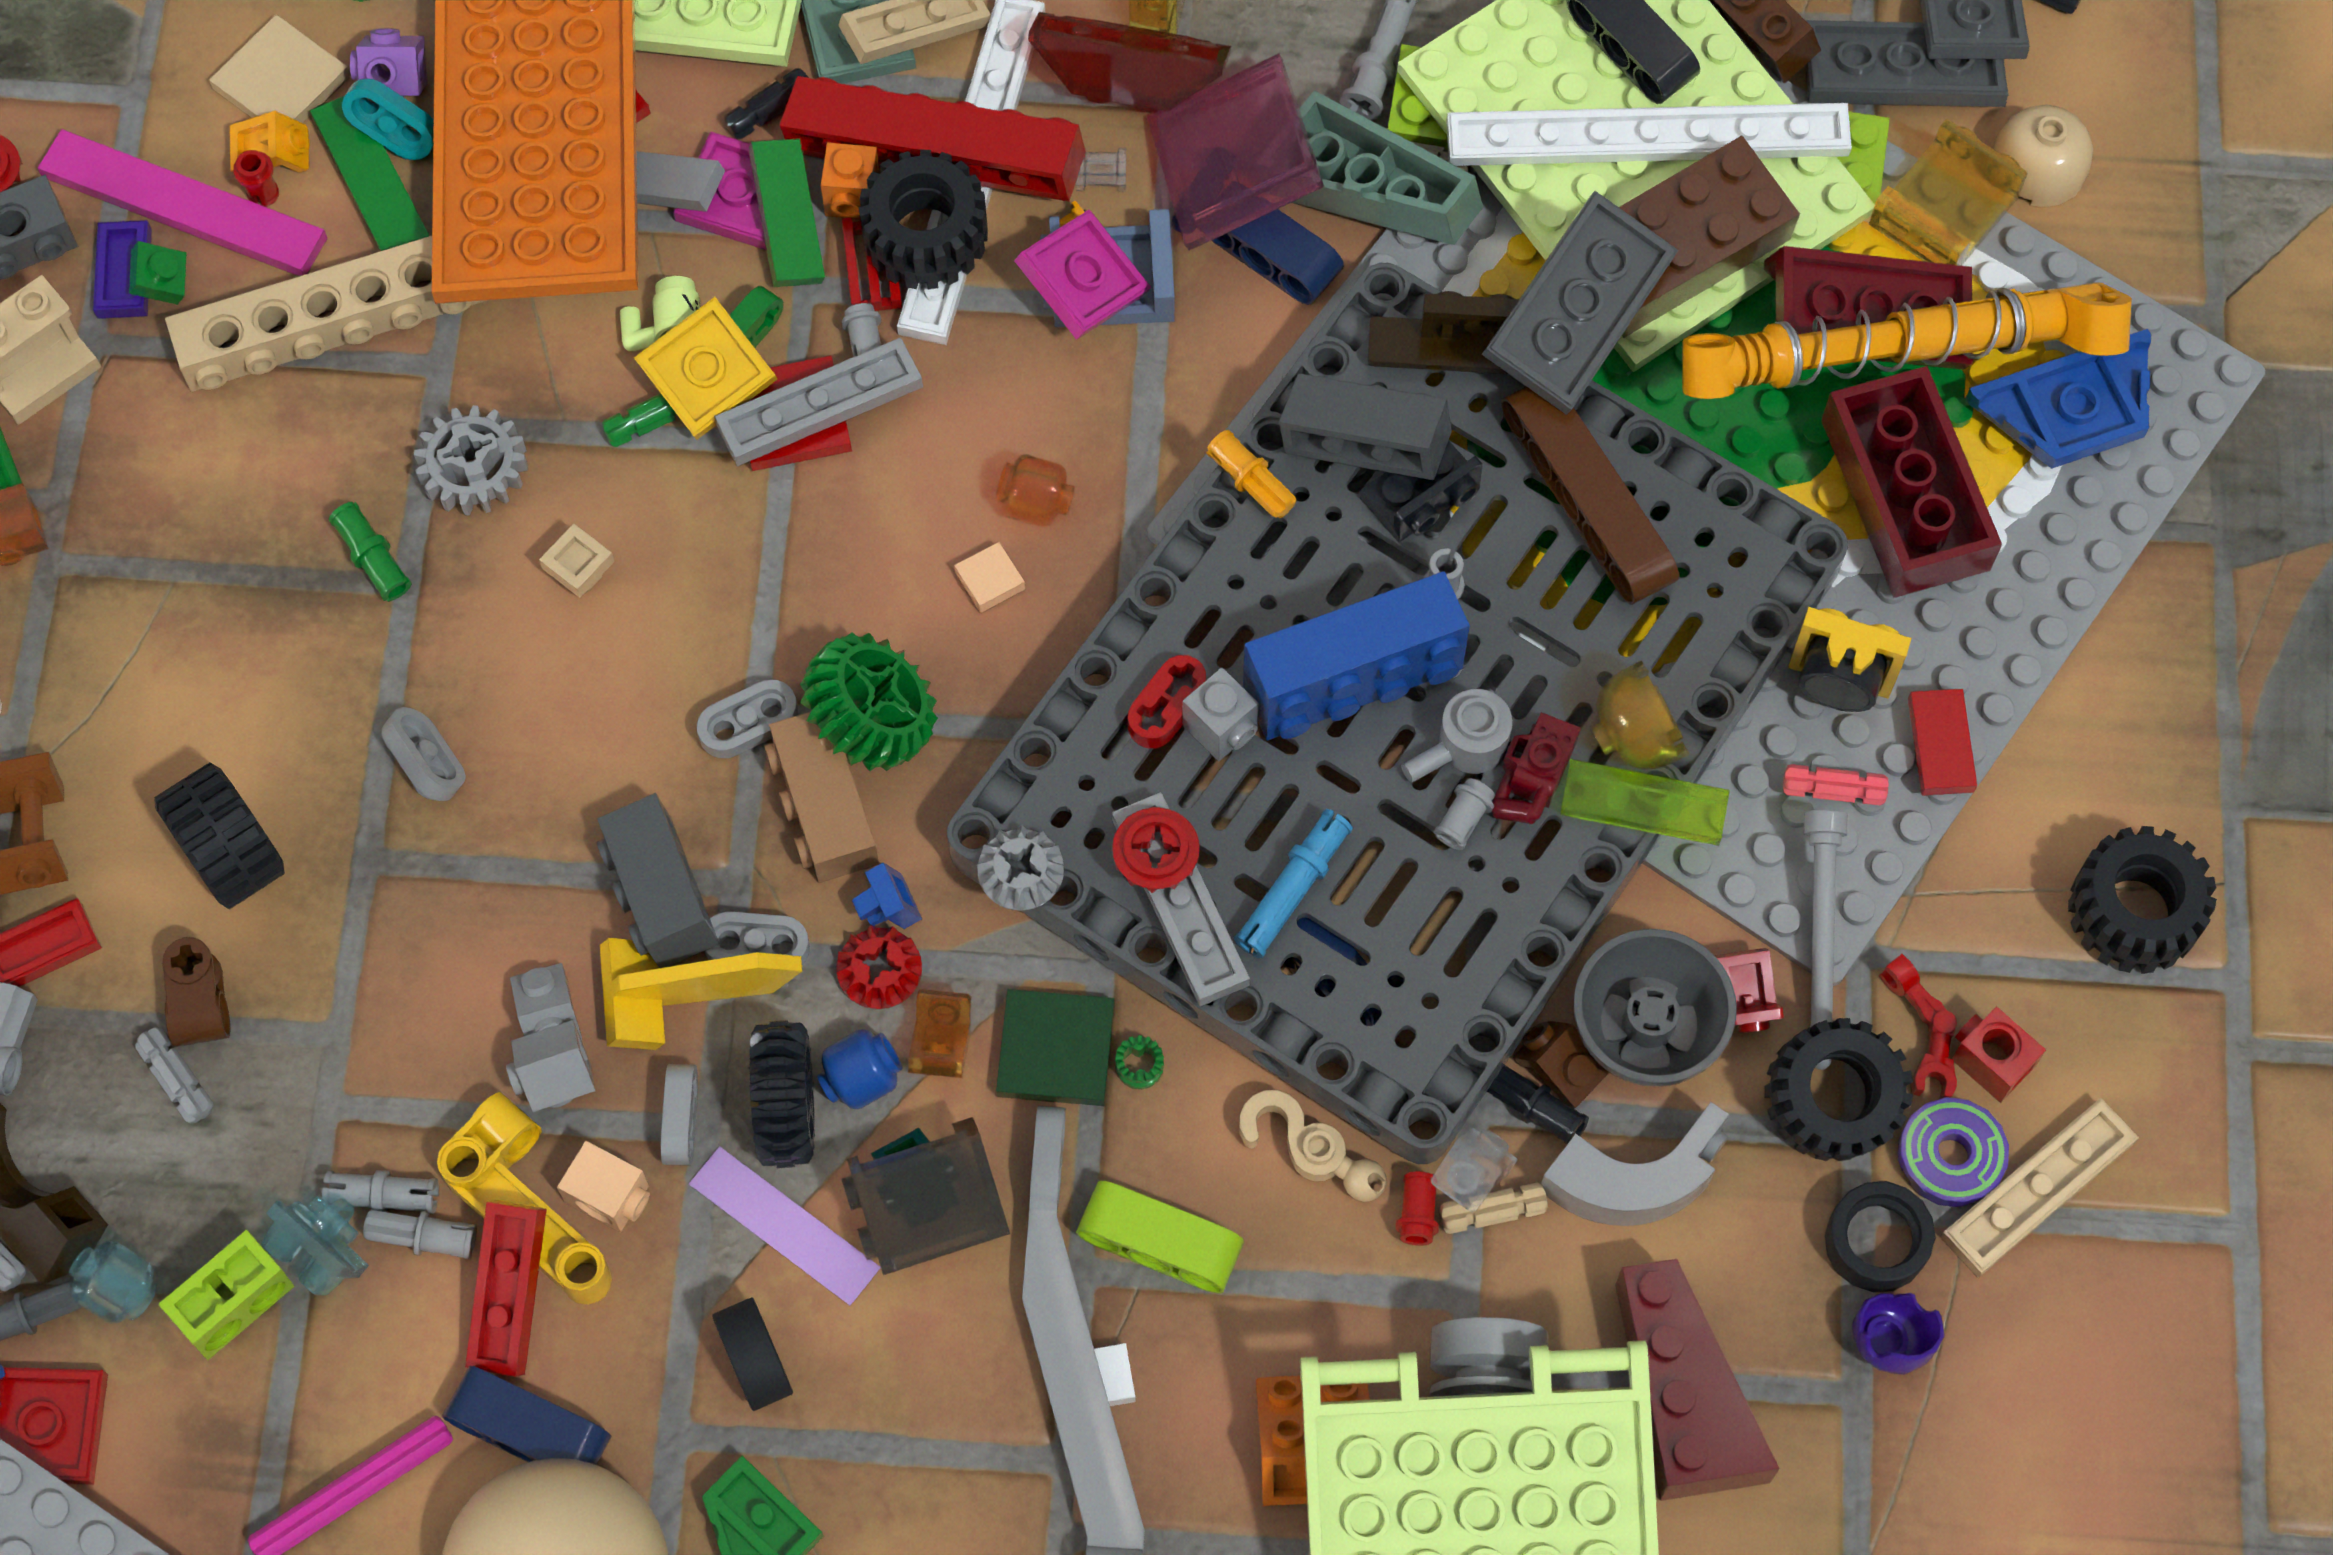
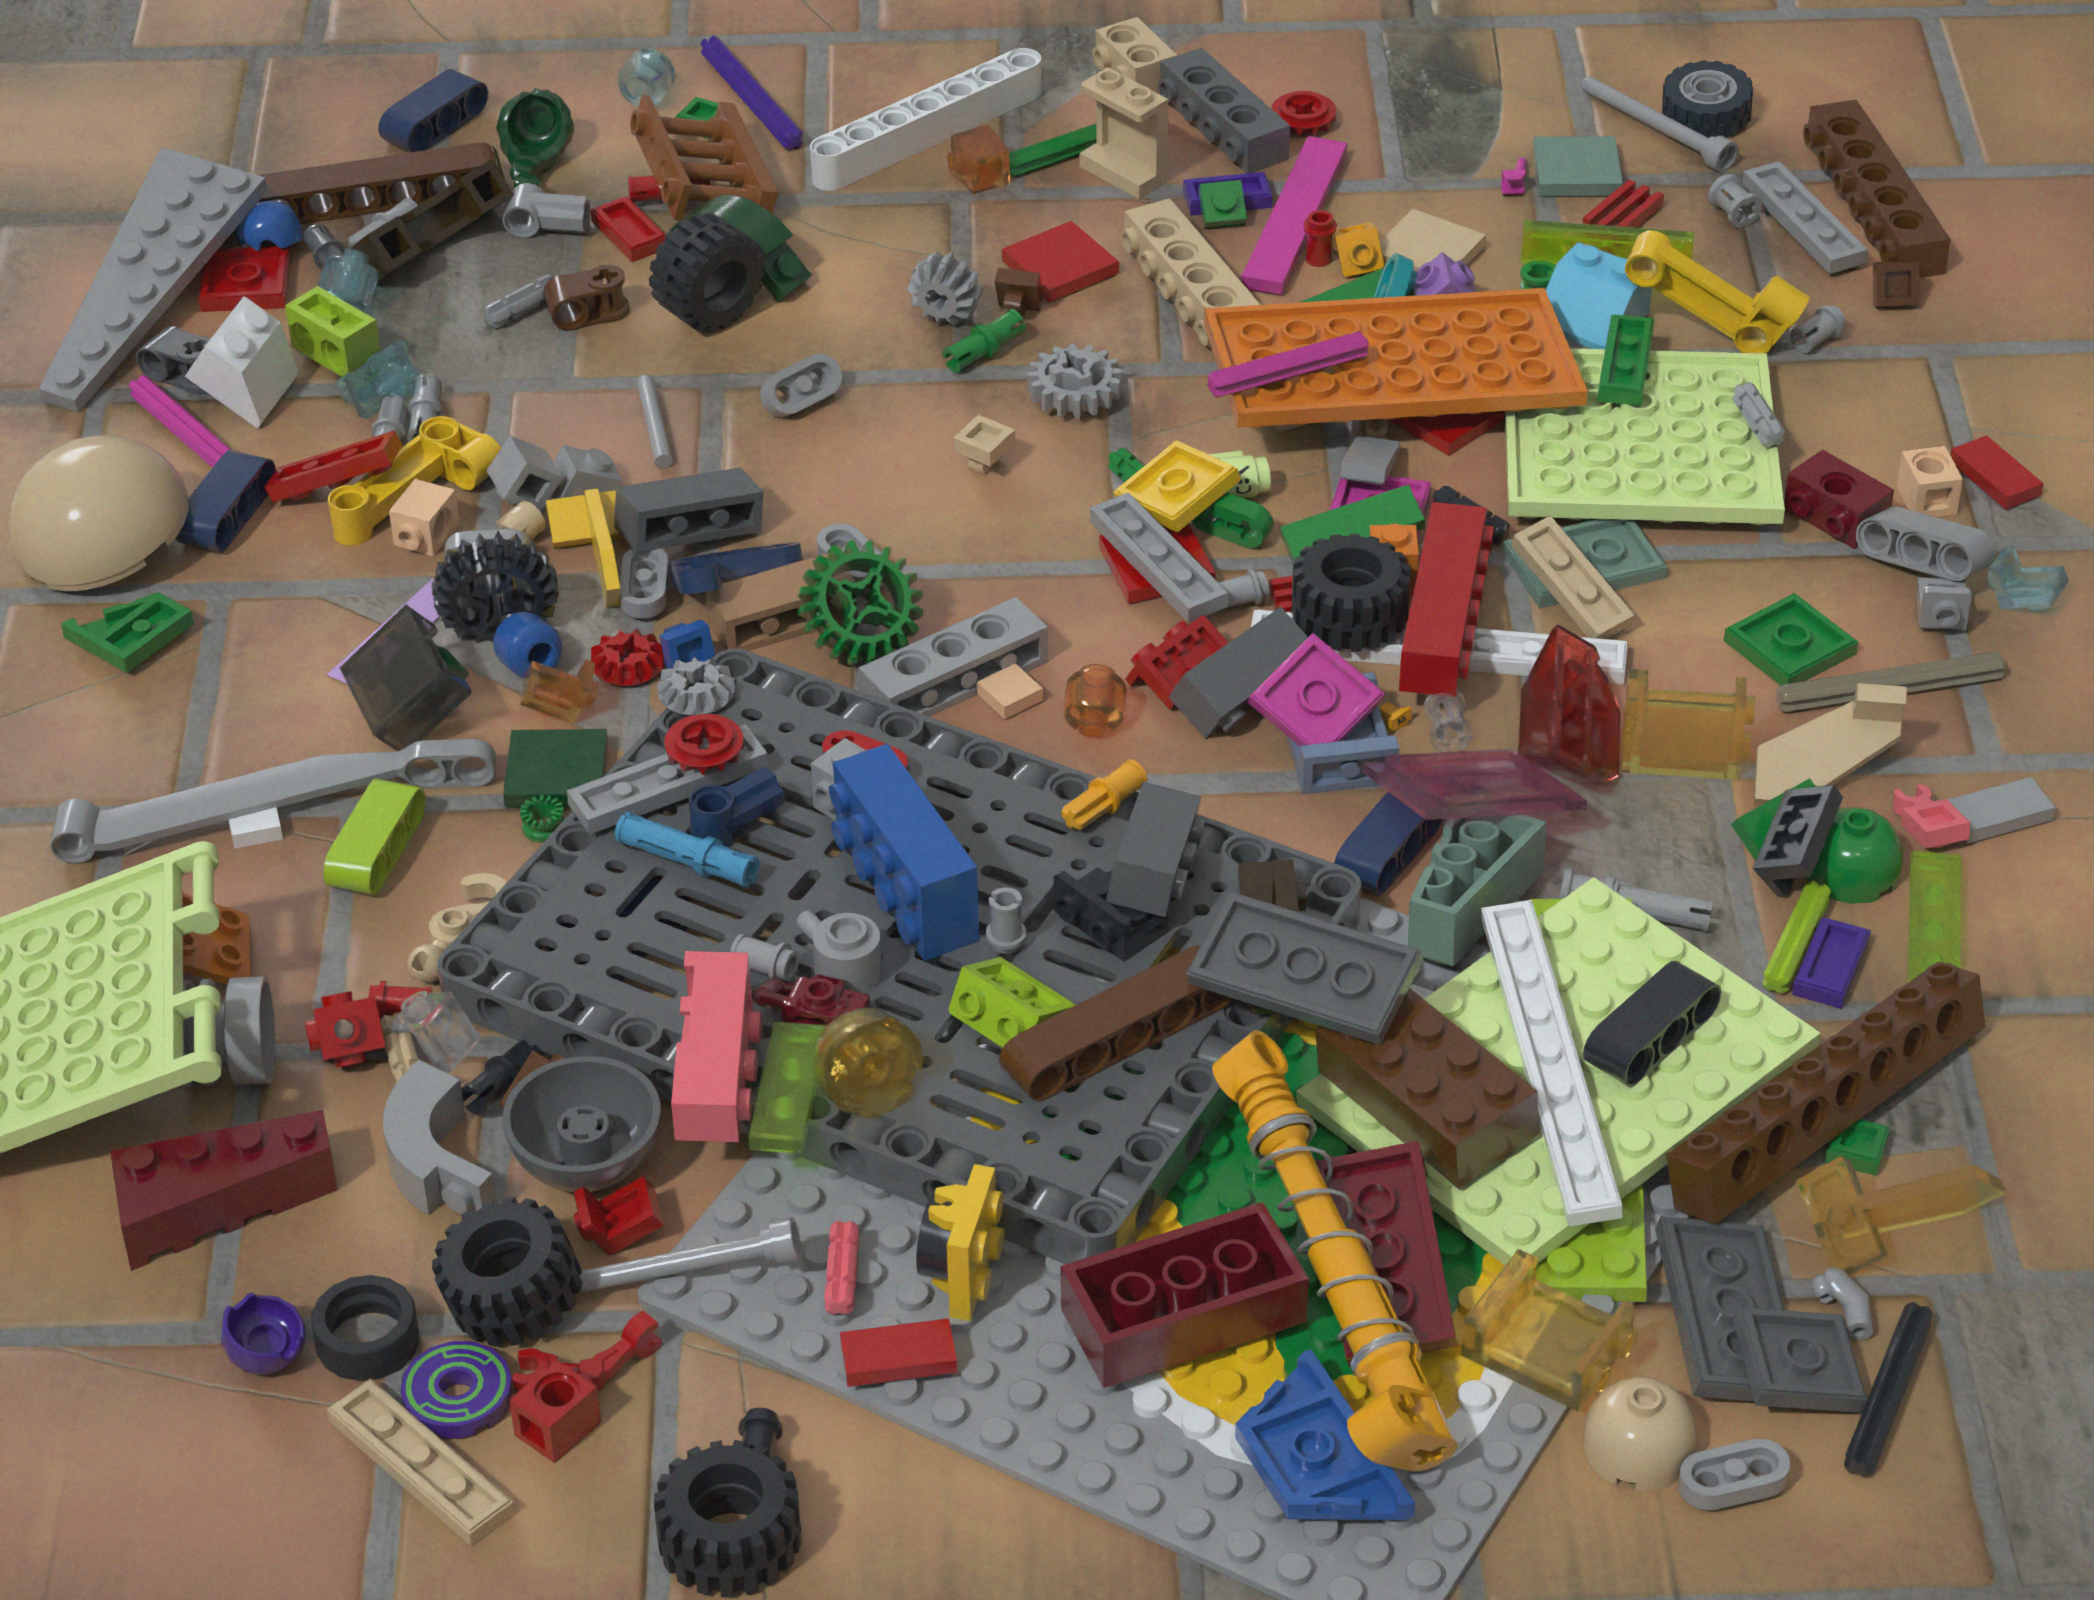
camera: 85 degrees right, 25 degrees down
(121, 804) = (782, 266): none -> dark green arch
(219, 1499) = (170, 357): none -> dark grey piece
(220, 459) = (1064, 258): none -> red tile
(274, 1407) = (246, 363): none -> white slope
(284, 577) = (945, 288): none -> light grey gear
(291, 506) = (1018, 290): none -> reddish brown tile
(444, 926) = (654, 421): none -> light grey bar
(566, 217) = (1287, 364): none -> dark pink axle
(628, 1078) = (524, 518): none -> tan hose
(752, 1354) = (259, 574): black tyre -> none
(756, 861) = (705, 571): none -> dark blue beam
(925, 555) = (950, 662): none -> light grey brick
(976, 404) = (1181, 651): none -> red bracket
(1017, 342) = (1220, 686): none -> dark grey brick
(1237, 829) = (722, 810): none -> dark blue piece
(1475, 1256) = (365, 1029): none -> red brick
(1554, 585) = (1003, 1000): none -> lime bracket
(1622, 860) = (715, 1048): none -> coral wedge
(2035, 875) = (761, 1428): none -> black pin
(2092, 96) = (1731, 1473): none -> light grey plate

